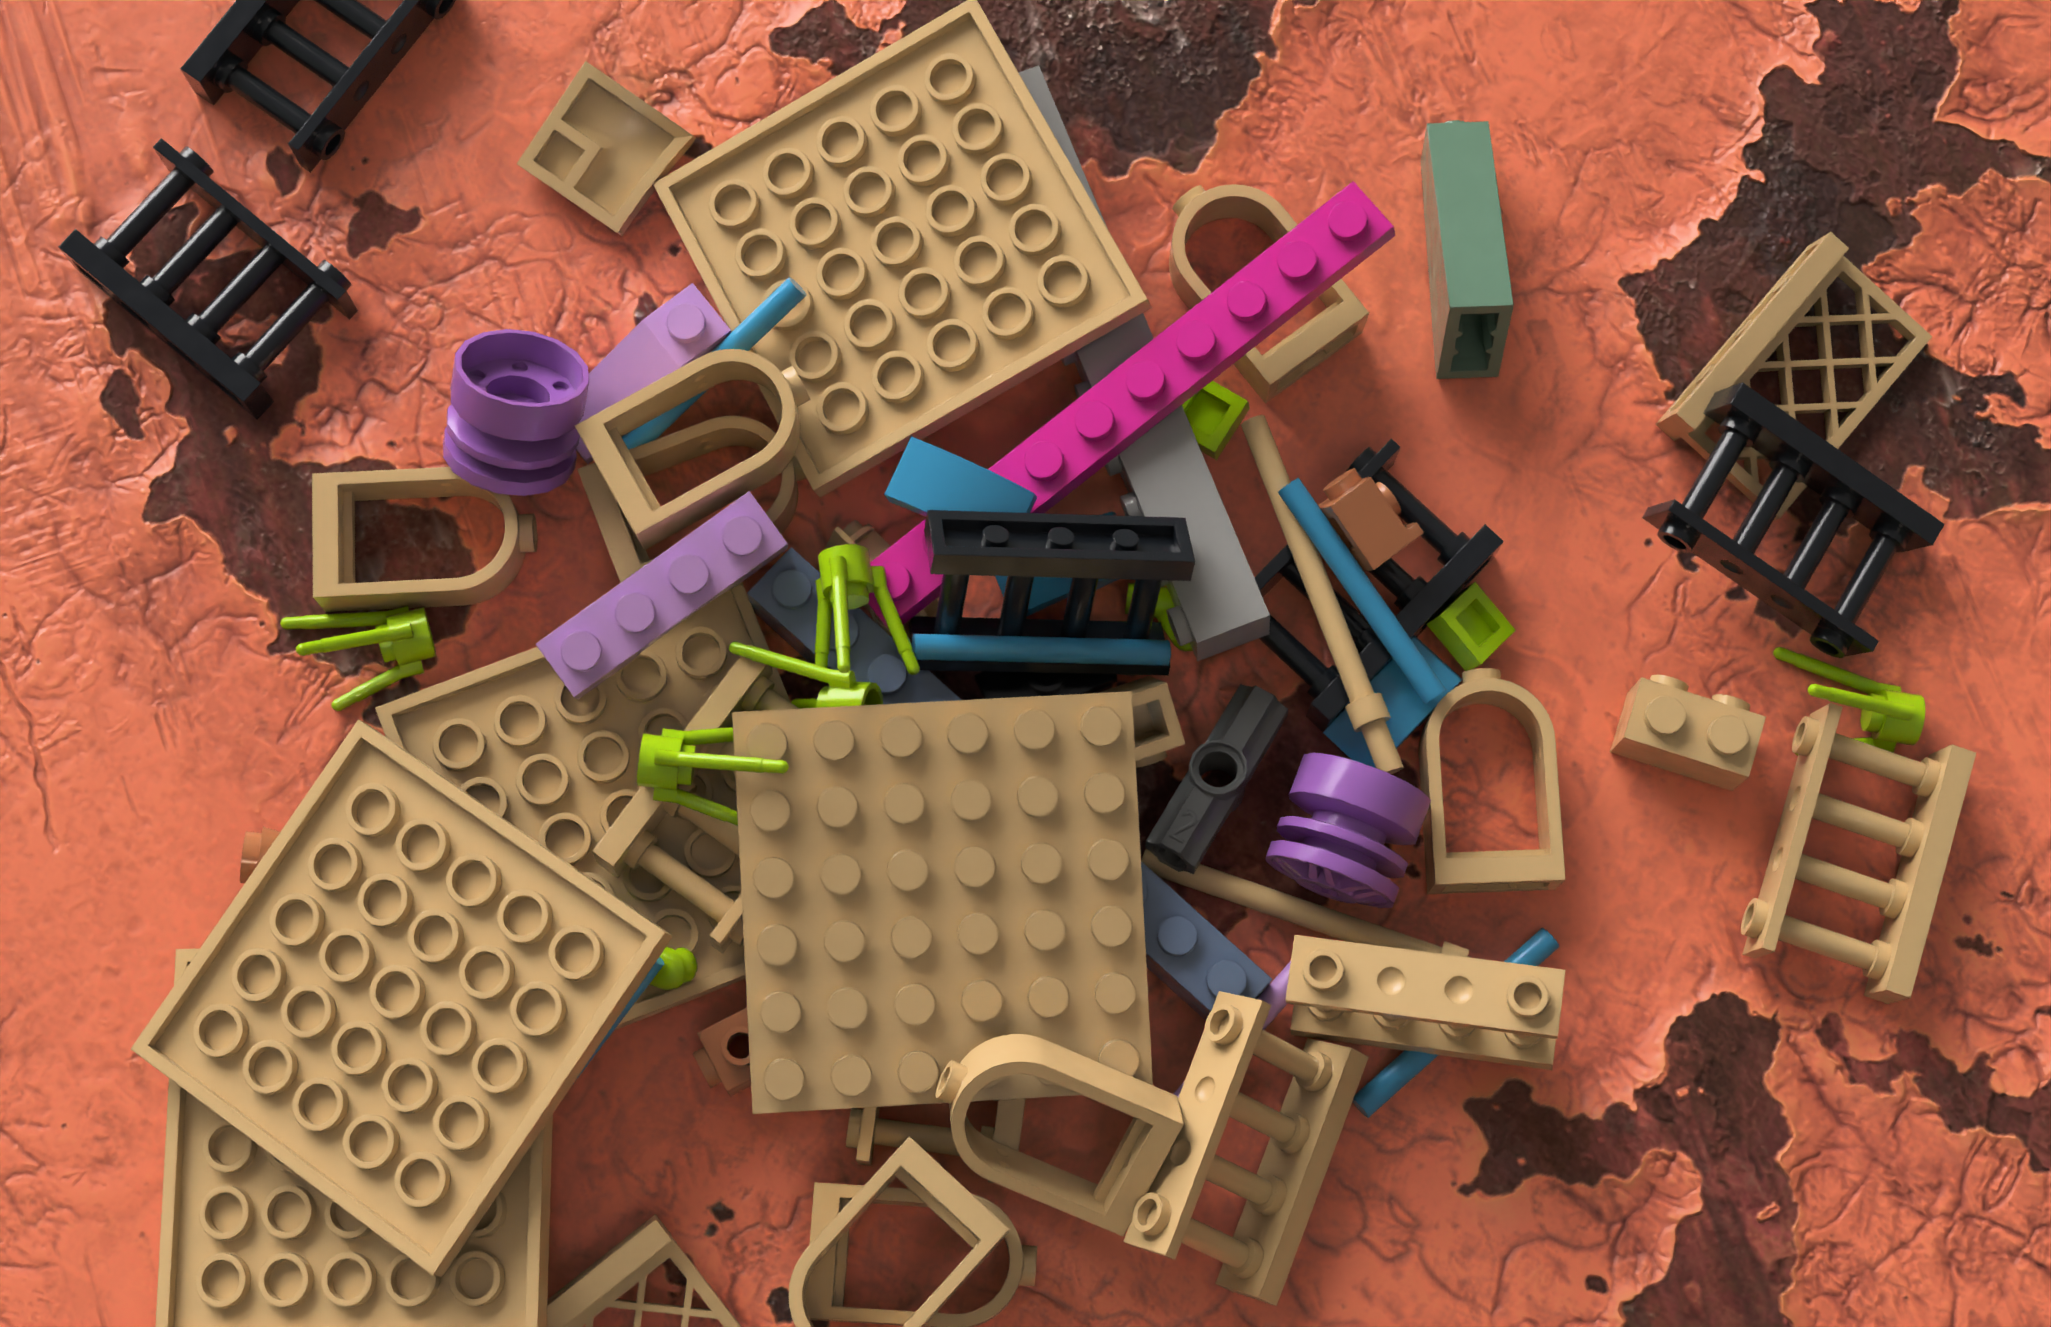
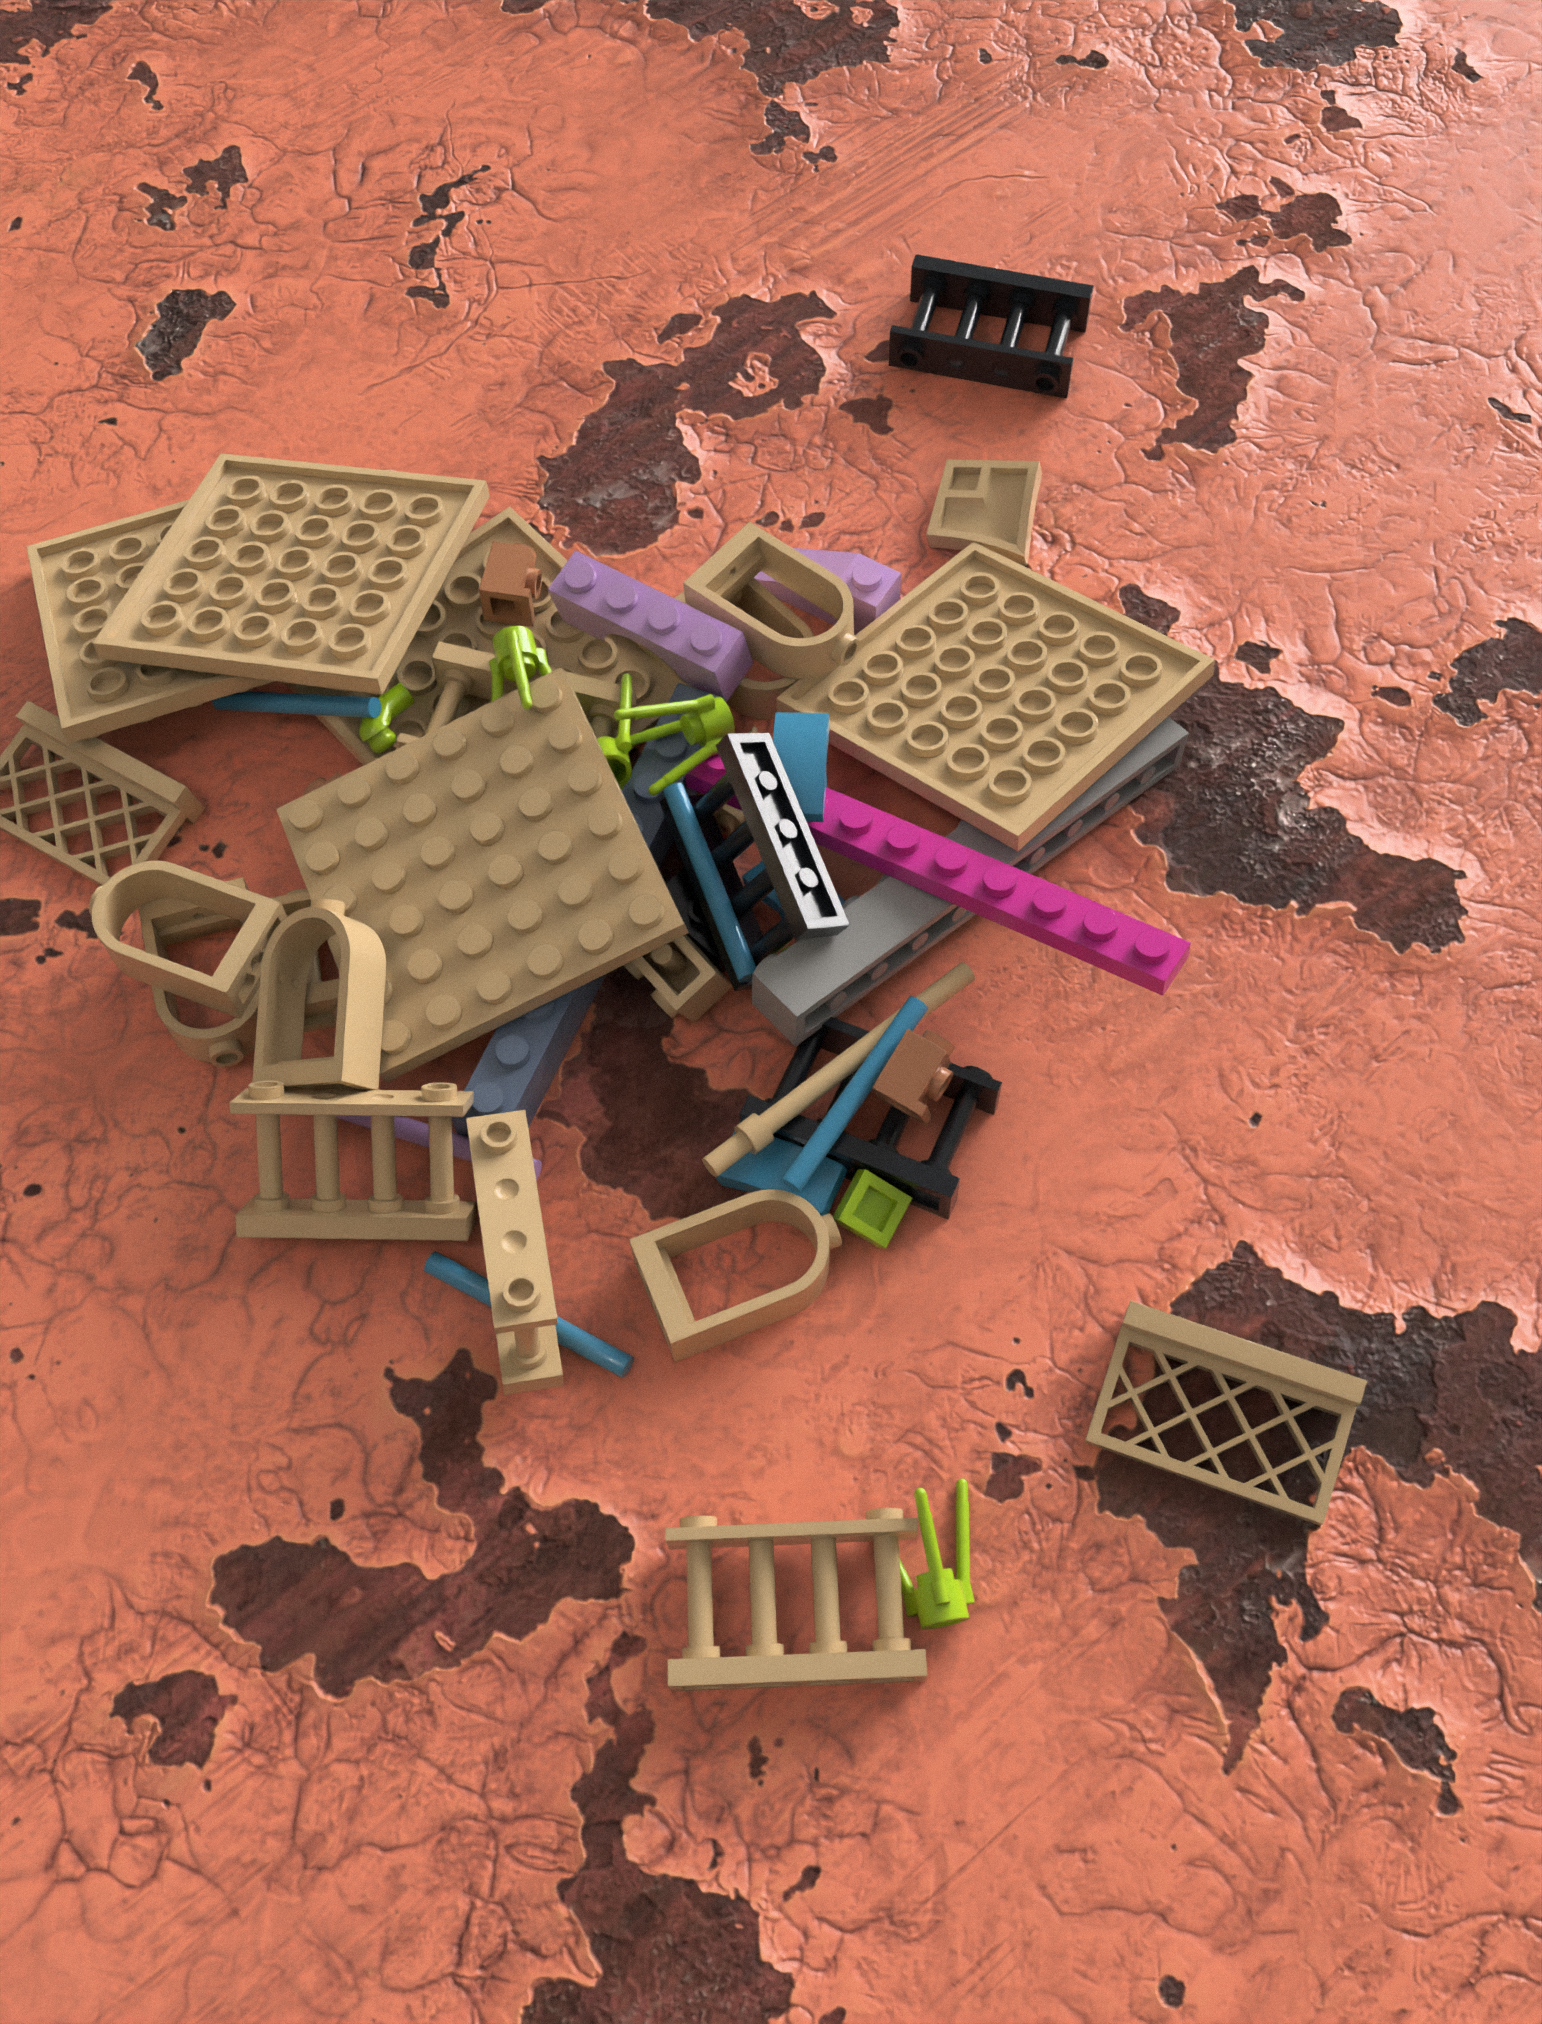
camera: 75 degrees right, 15 degrees down
(197, 335) = (750, 303): black fence -> none
(334, 541) = (628, 453): tan window -> none
(400, 634) = (571, 513): lime plant -> none
(515, 412) = (756, 484): medium lavender wheel -> none
(518, 739) = (510, 584): none -> nougat brick
(742, 337) = (863, 616): dark azure bar -> none
(1201, 809) = (633, 1047): dark grey piece -> none
(1215, 416) = (967, 945): lime plate -> none
(1293, 908) = (572, 1281): tan bar -> none
(1306, 346) = (1062, 1008): tan window -> none
(1352, 818) = (648, 1155): medium lavender wheel -> none
(1465, 250) = (1196, 1090): sand green slope -> none
(1688, 732) = (847, 1414): tan brick -> none
(1845, 491) = (1125, 1475): black fence -> none

